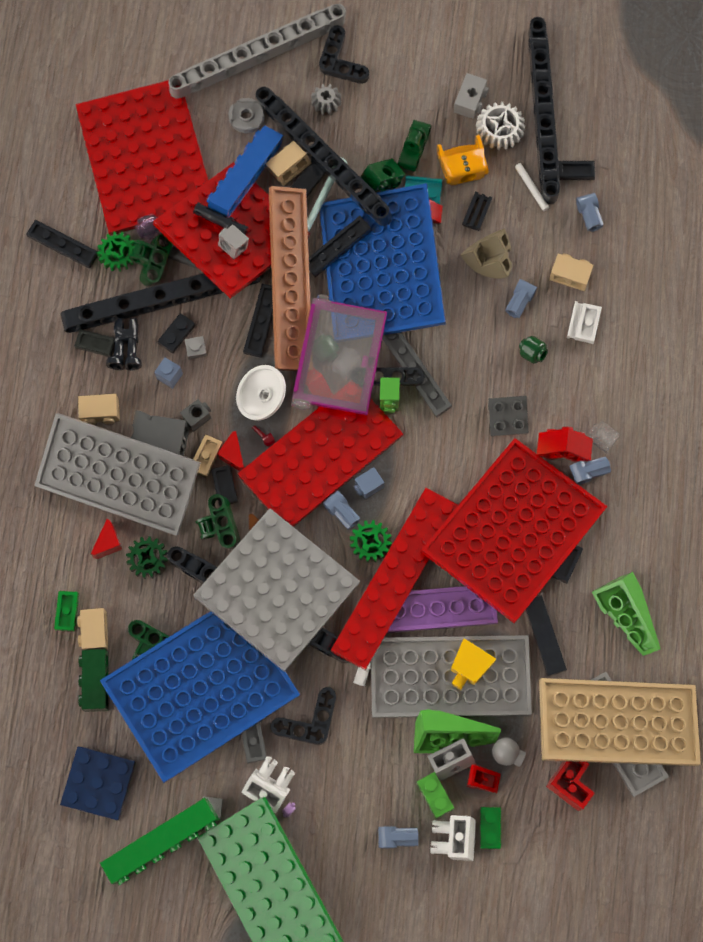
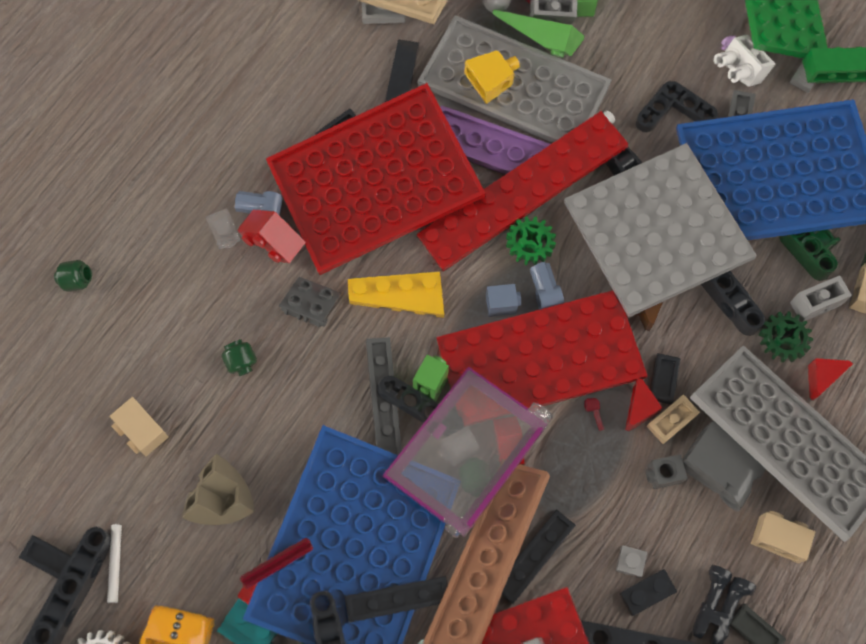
camera: 160 degrees left, 5 degrees down
(131, 597) = (820, 298): none -> light grey brick
(168, 372) = (680, 539): sand blue brick -> none
(211, 525) = (698, 334): dark green piece -> none
(261, 392) = (589, 458): white dish -> none
(424, 222) = (276, 563): none -> dark red axle
(441, 458) = (406, 292): none -> yellow wing
(488, 200) = (192, 558): black tile -> none
(522, 295) = (209, 429): sand blue piece -> none
(584, 322) = (163, 362): white plate -> none
(589, 206) = (66, 498): sand blue piece -> none
(627, 607) = (304, 64): bright green wedge -> none
(687, 349) = (73, 275): none -> dark green head

